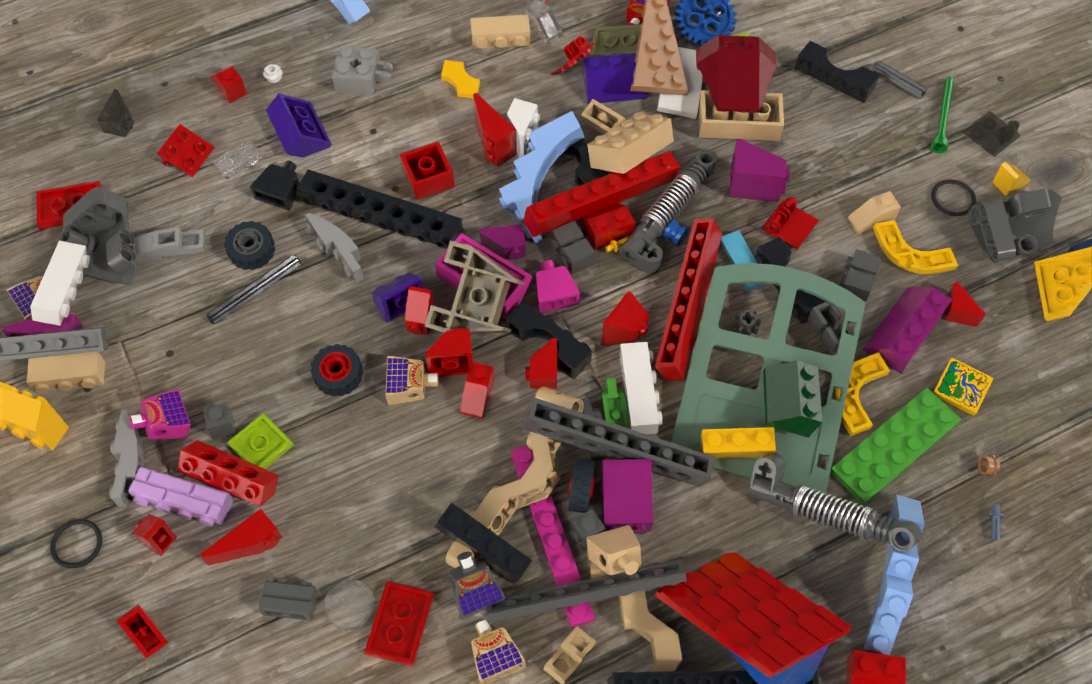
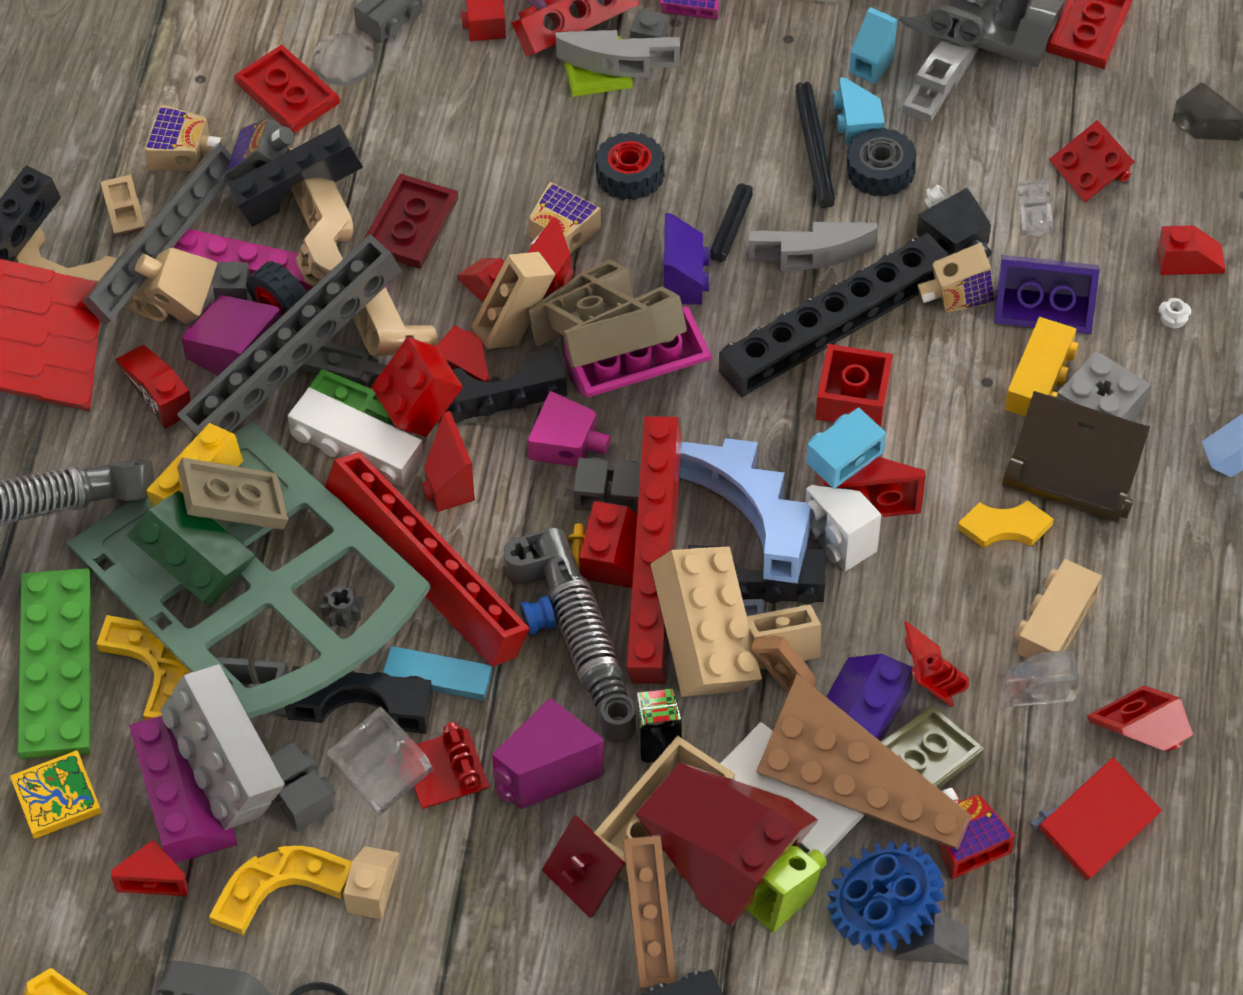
camera: 125 degrees right, 5 degrees down
(160, 288) = (873, 46): none -> medium azure slope
(217, 275) = (858, 110): none -> medium azure slope
(252, 425) = (607, 54): none -> light grey slope
(261, 205) = (935, 196): none -> white plate
(318, 157) = (961, 280): none -> tan torso
(342, 297) = (731, 222): none -> black axle
(353, 105) = (1042, 364): none -> yellow brick
(406, 61) = (1073, 464): none -> dark brown door
(417, 310) = (644, 269): slope -> none
(461, 466) = (412, 219): none -> dark red plate
(490, 122) = (845, 447): none -> medium azure brick
(497, 346) = (515, 290): none -> tan brick
(505, 241) = (687, 406): magenta slope -> none
(592, 362) = (417, 387): none -> red brick
(623, 106) = (781, 661): none -> medium nougat plate
(687, 526) = (155, 383): none -> red slope
(698, 135) = (655, 707): none -> piece
(742, 400) = (232, 493): none -> dark tan plate
(794, 130) = (583, 866): none -> dark red piece
(795, 86) = (649, 910): none -> medium nougat plate
(819, 241) = (380, 761): none -> clear brick
(884, 303) = (221, 747): none -> light grey piece

